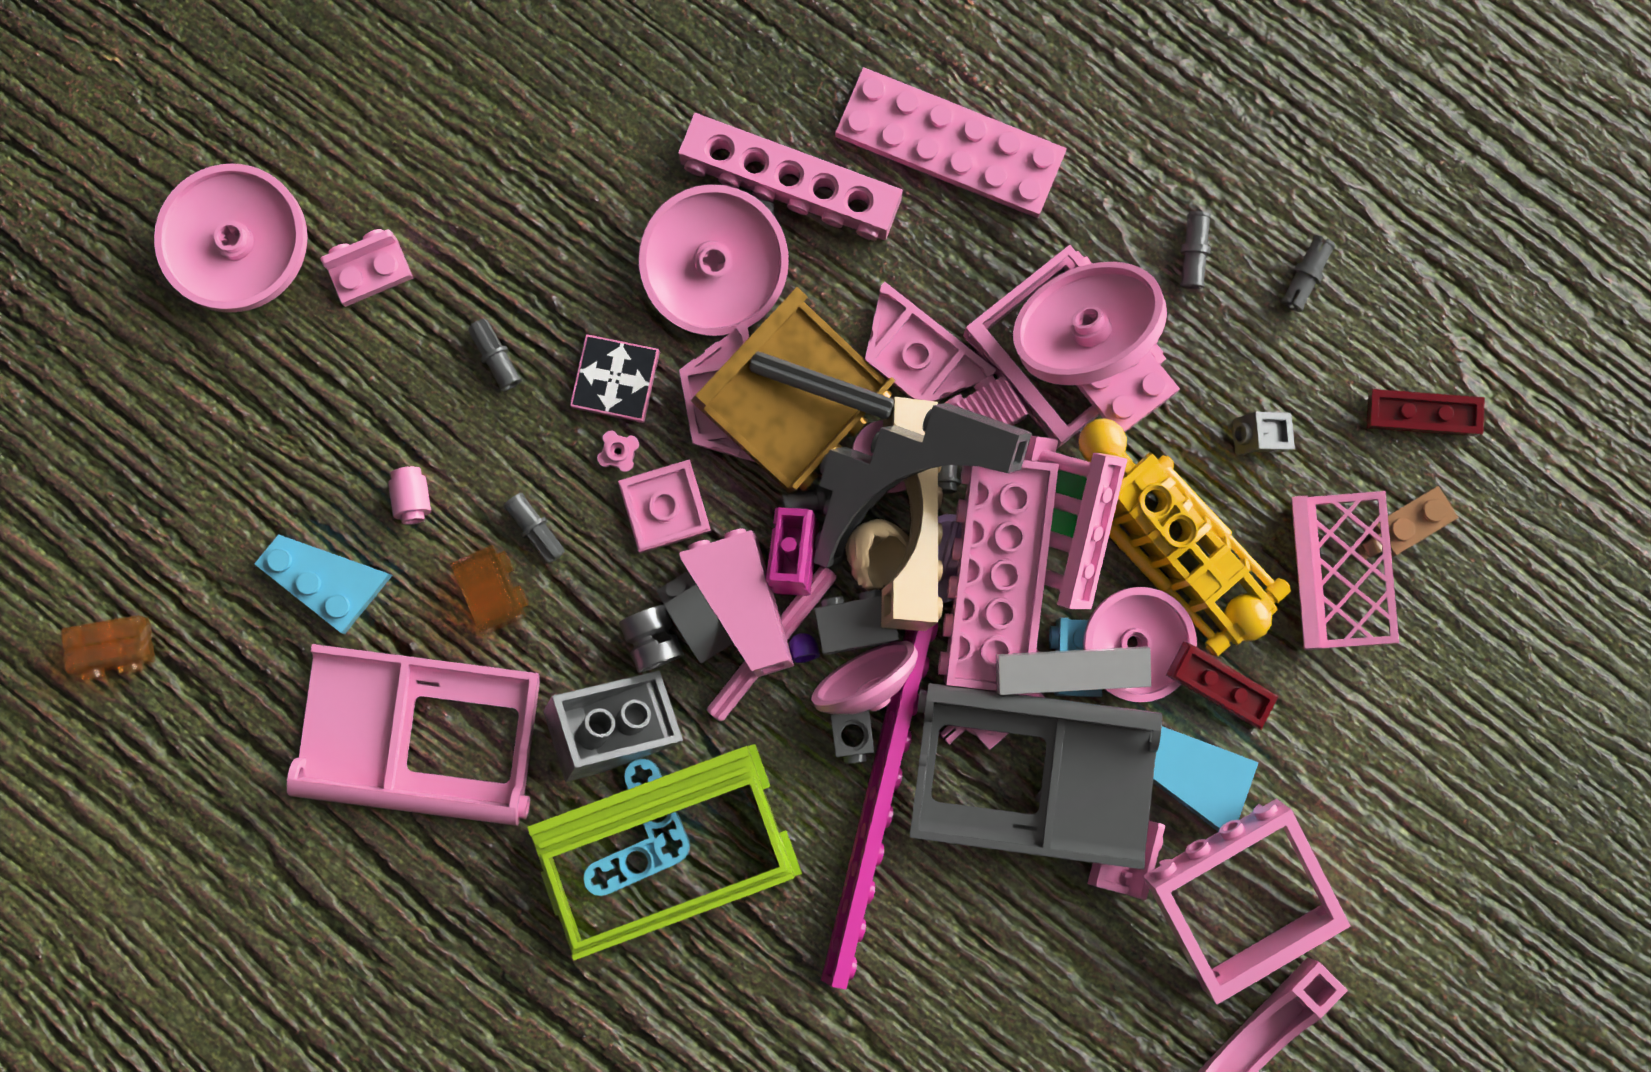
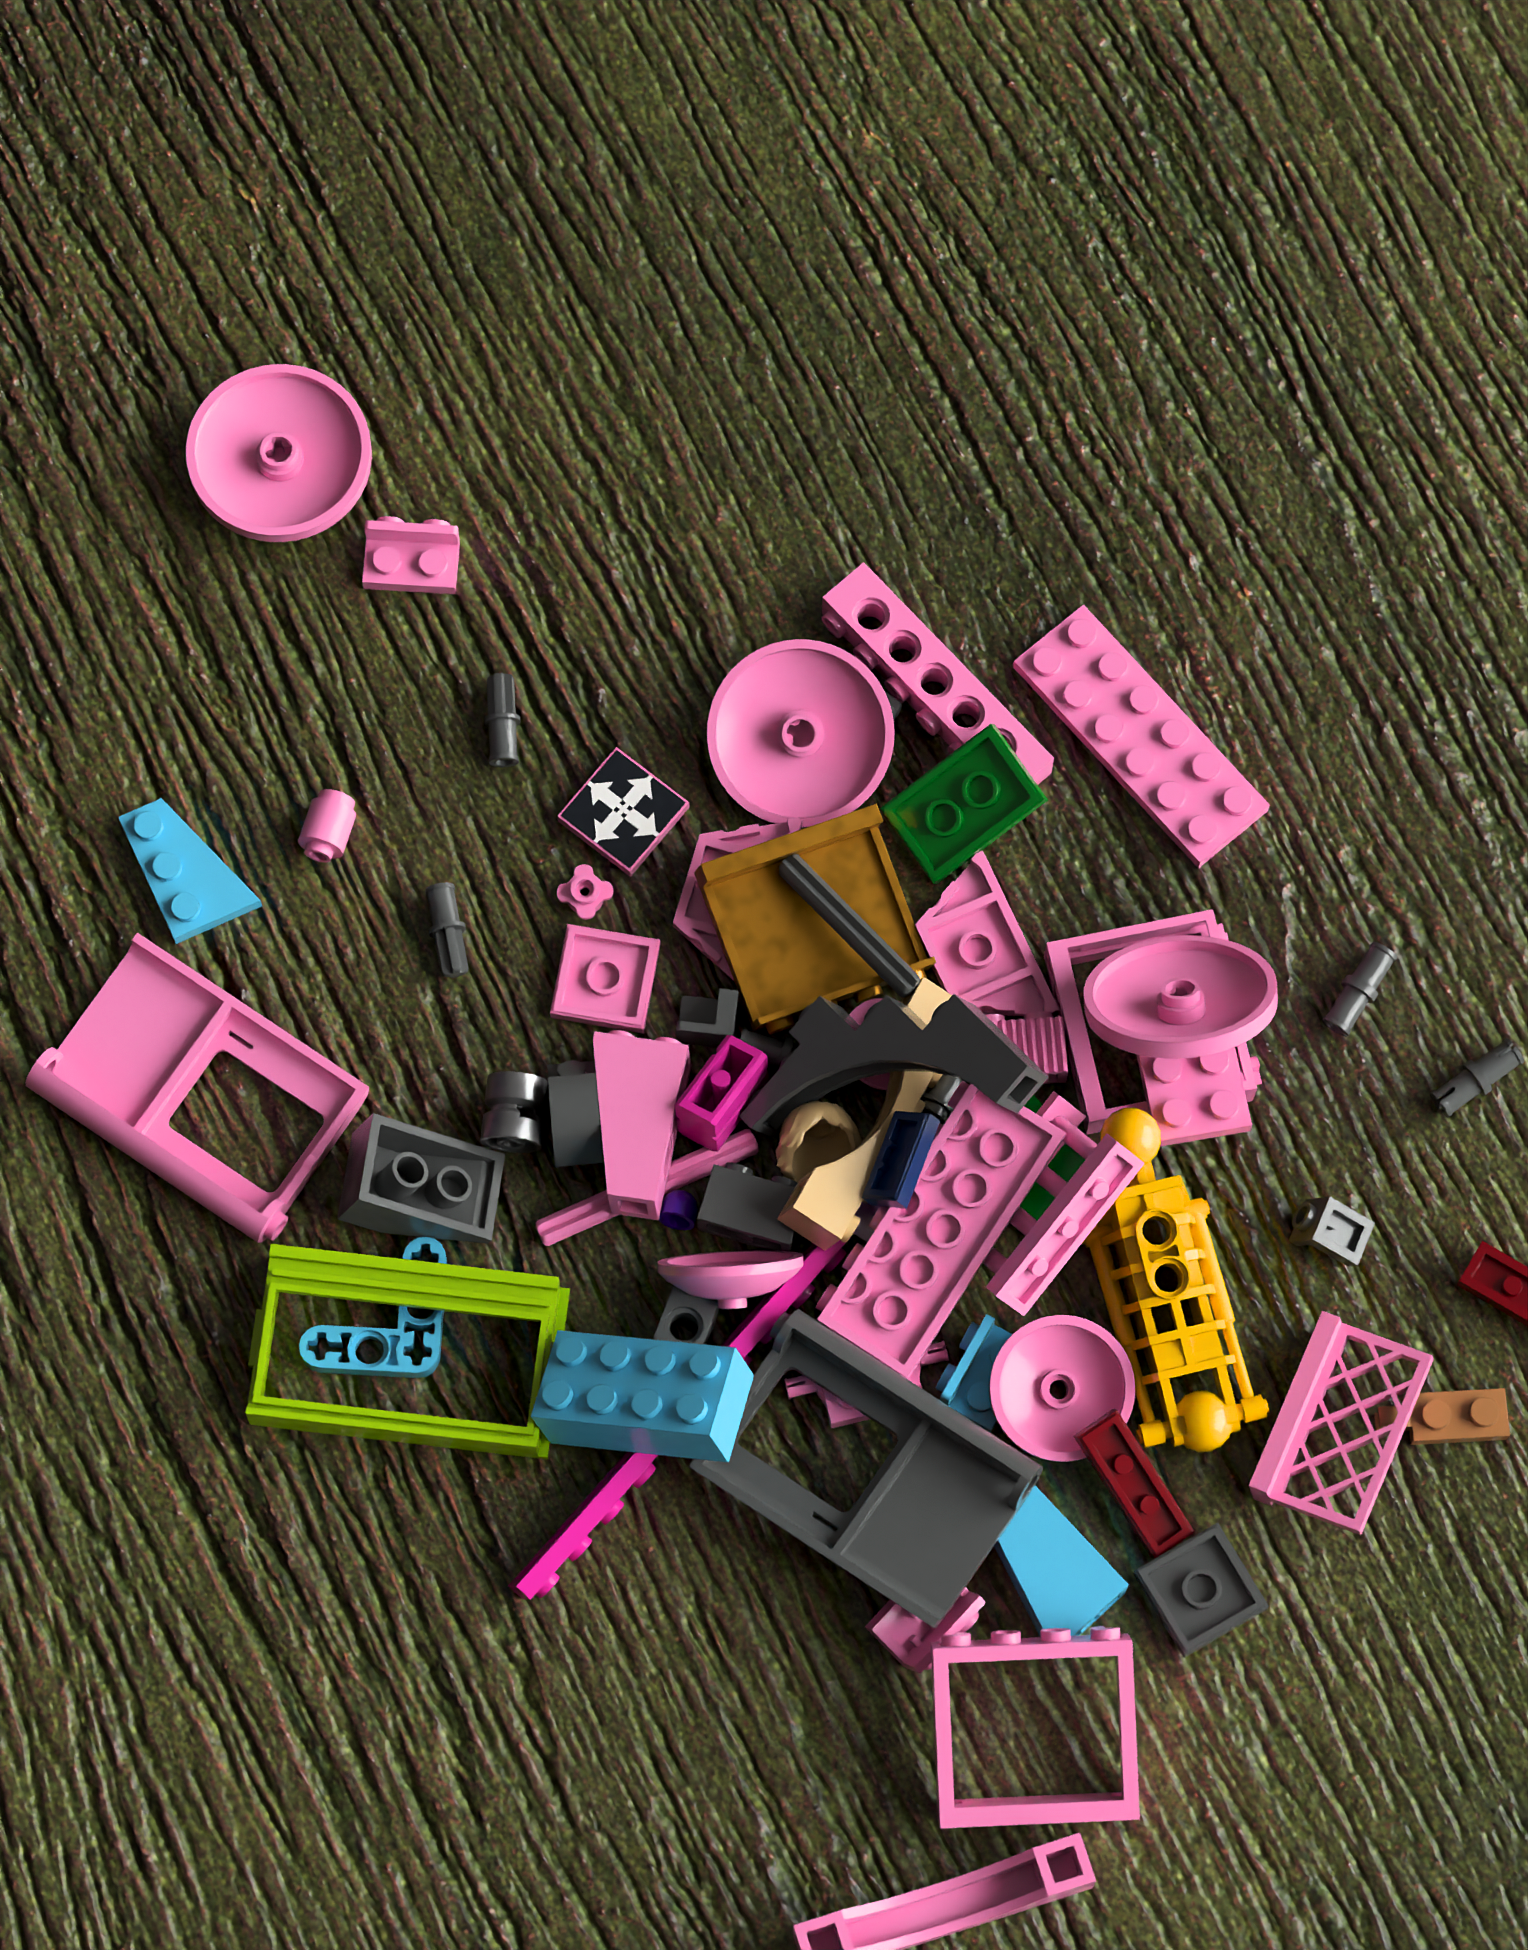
camera: 25 degrees right, 10 degrees down
(489, 589) = (362, 971): clear orange brick -> none
(752, 500) = (707, 1019): none -> dark grey panel
(852, 804) = (642, 1395): none -> medium azure brick
(855, 254) = (964, 803): none -> green tile
(951, 542) = (900, 1159): none -> dark blue plate
(1073, 670) = (968, 1373): light grey tile -> none
(1304, 736) = (1200, 1590): none -> dark grey plate

